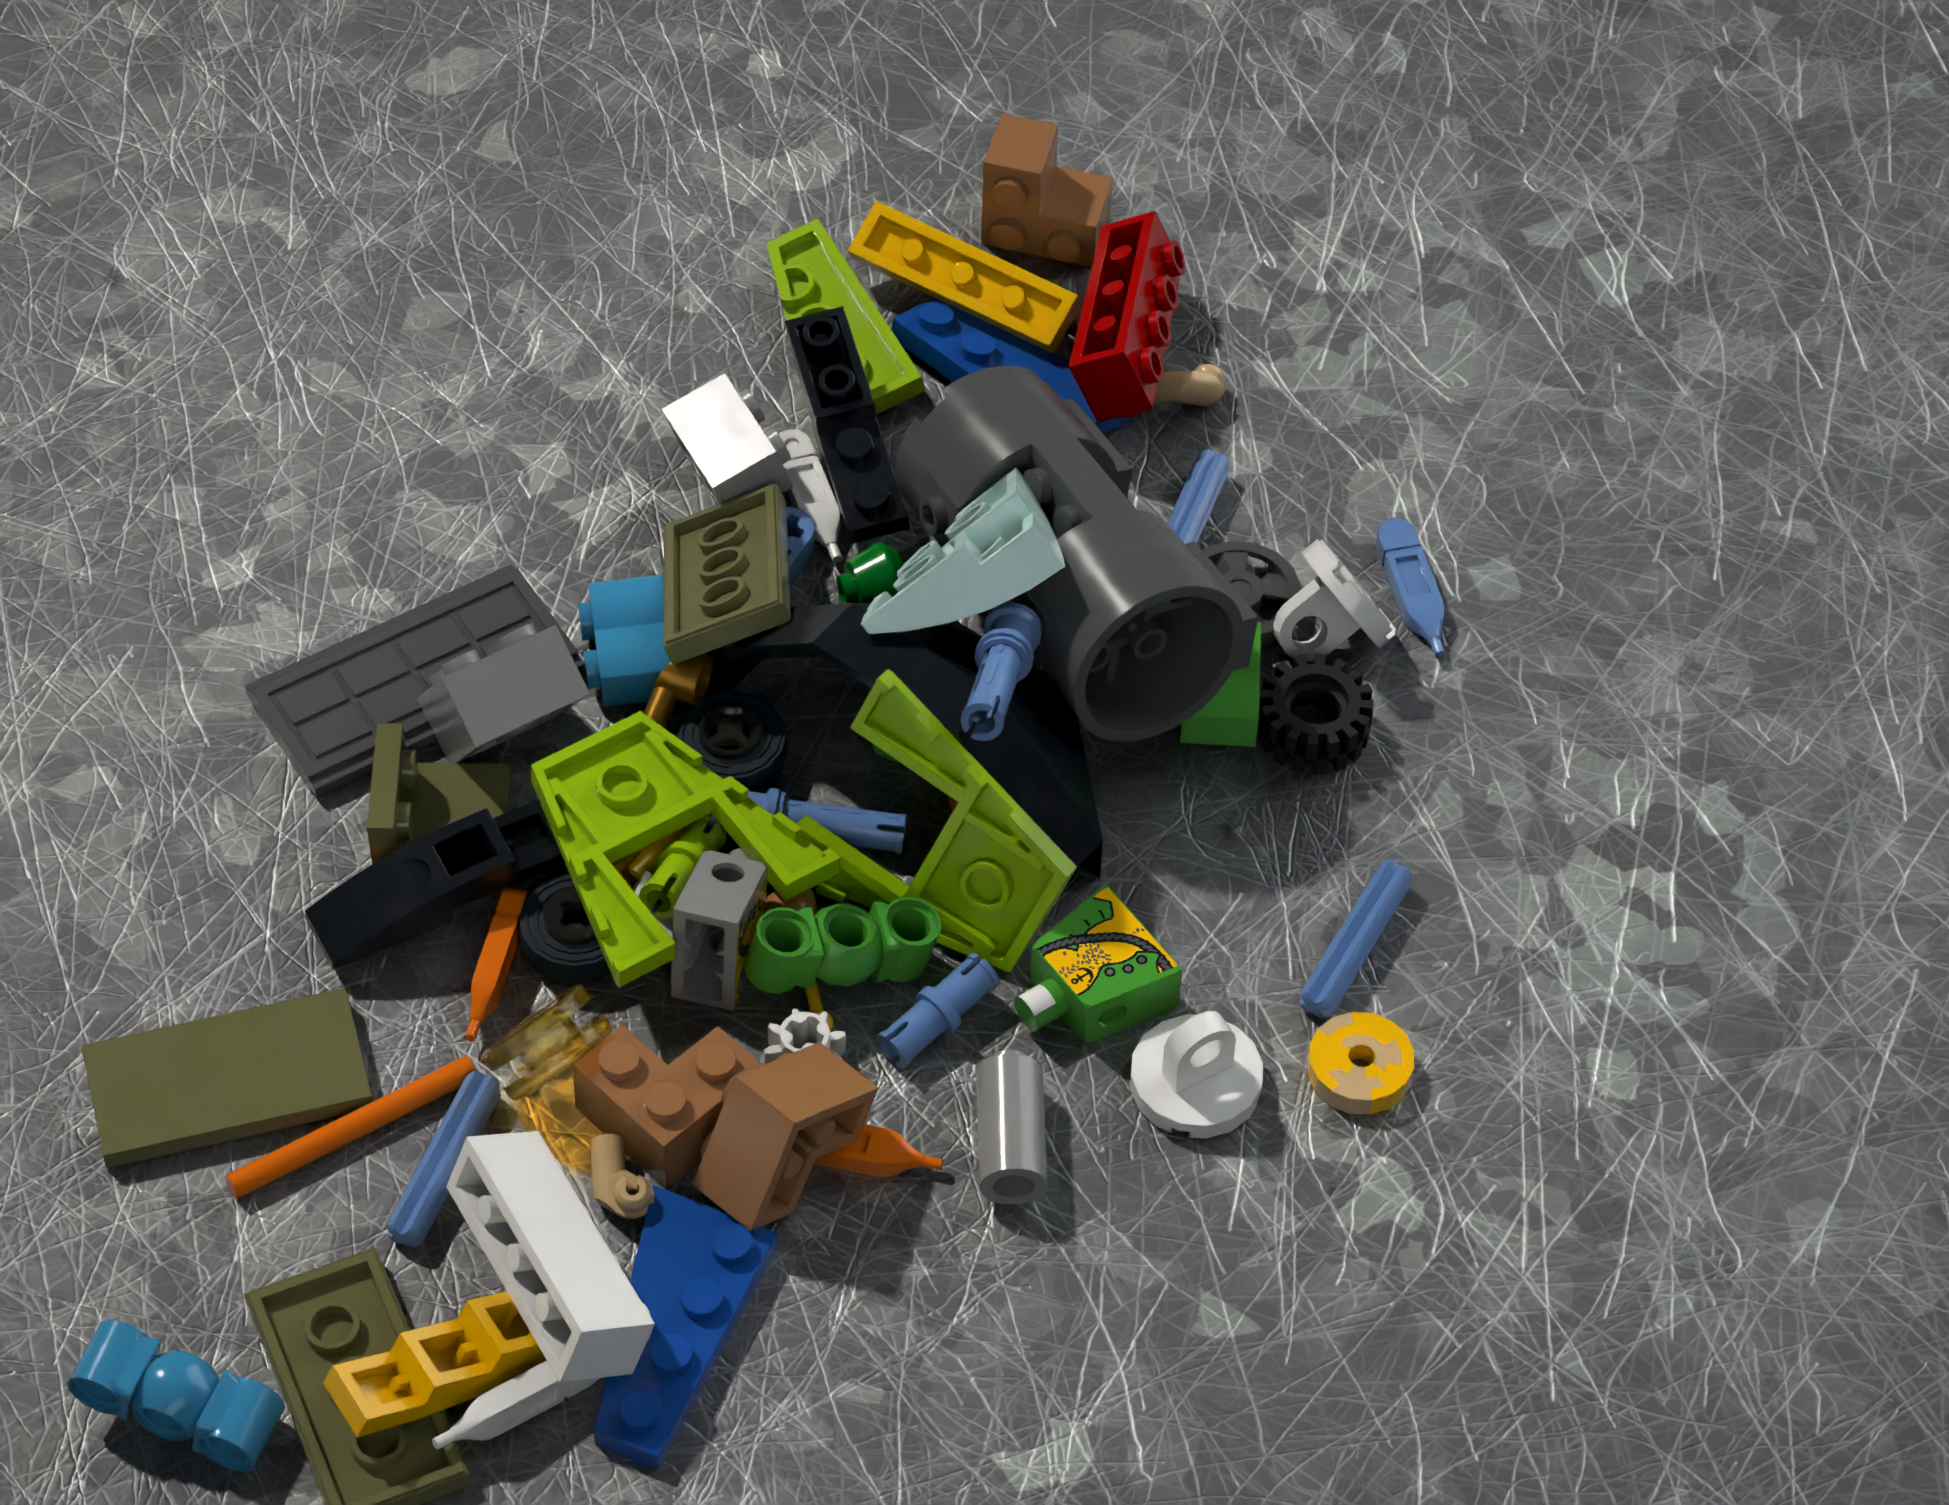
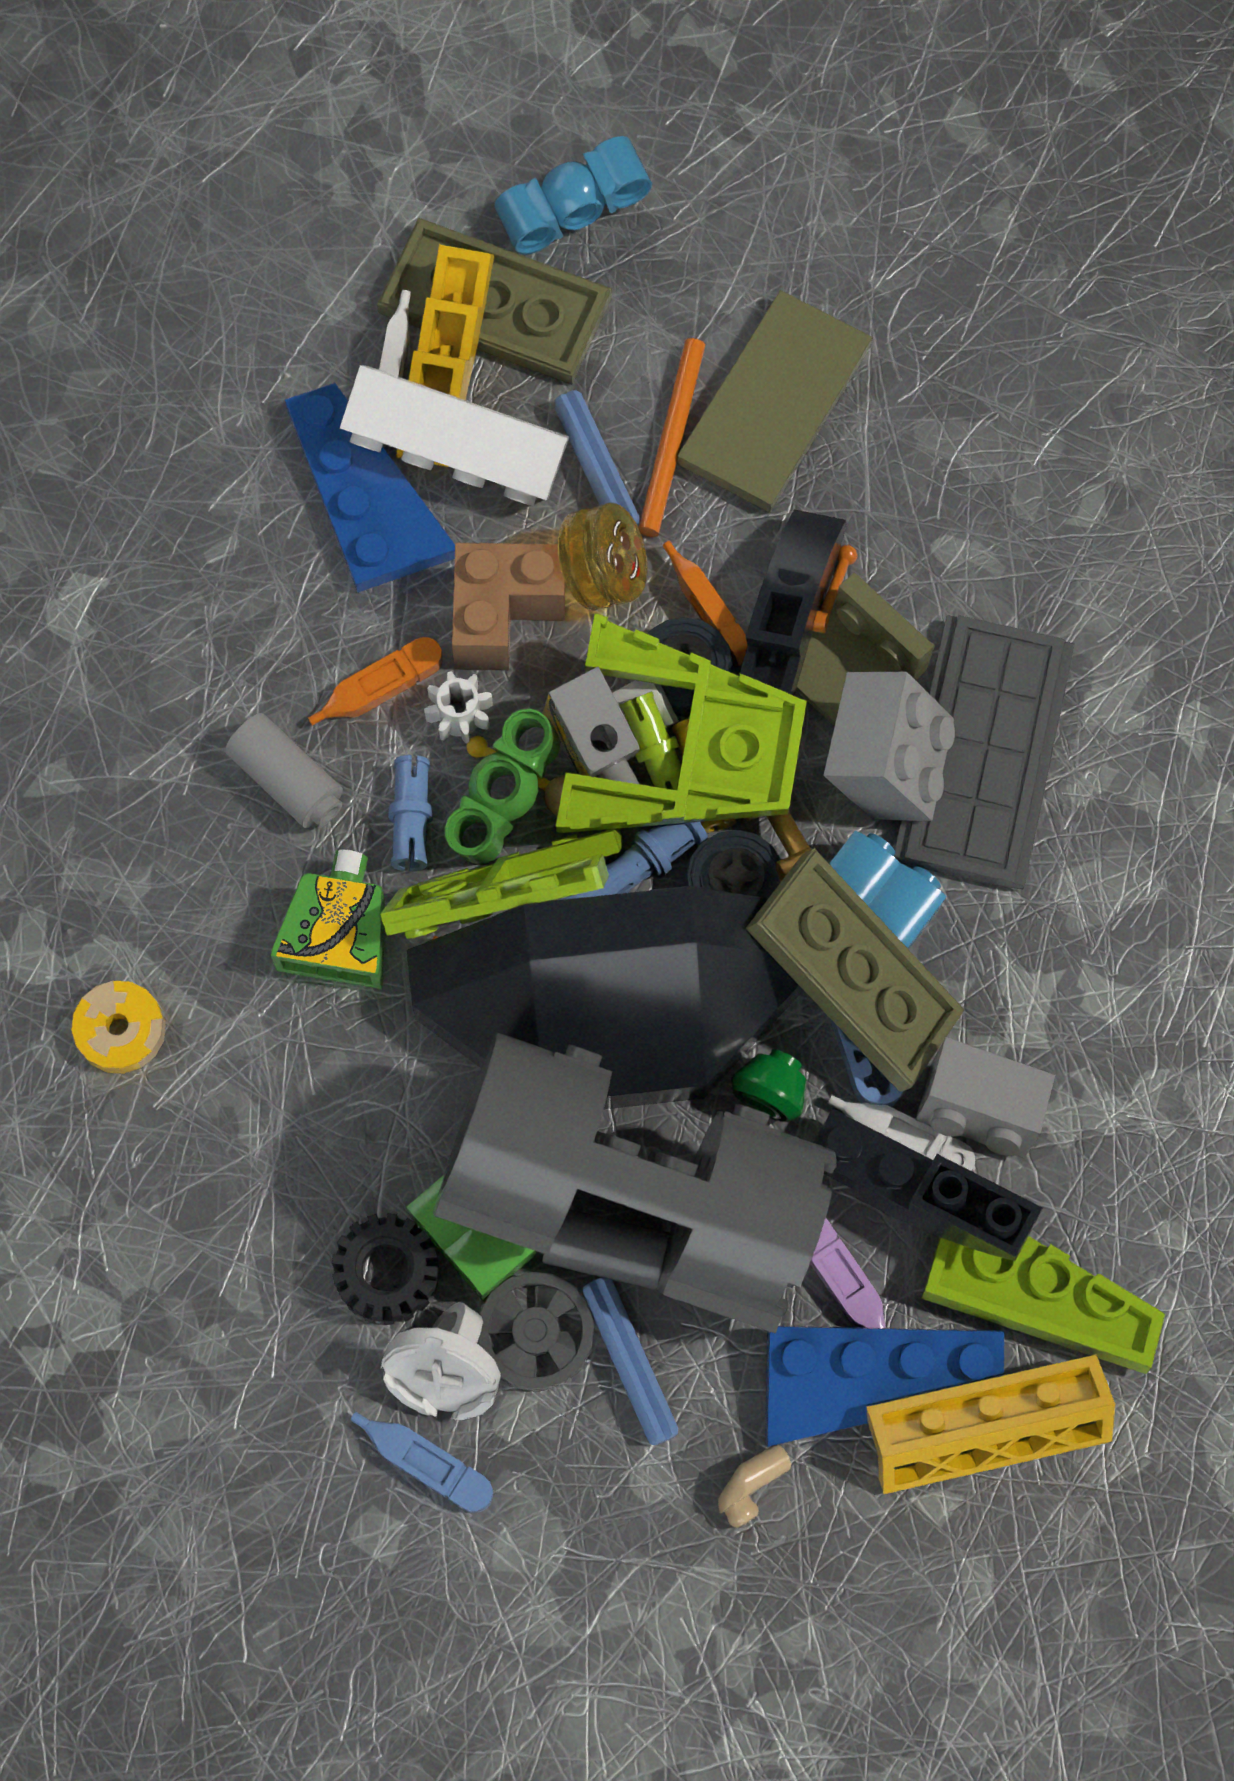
camera: 135 degrees right, 20 degrees up
(613, 1184) = (476, 528): tan arm -> none
(775, 1129) = (401, 627): medium nougat brick -> none
(993, 555) = (646, 1049): light aqua brick -> none
(1002, 659) = (551, 988): medium blue pin -> none
(1034, 203) = (1015, 1551): medium nougat brick -> none
(1127, 317) = (832, 1477): red brick -> none
(1196, 1075) = (212, 921): white tile -> none
(1355, 939) = (202, 1117): medium blue axle -> none

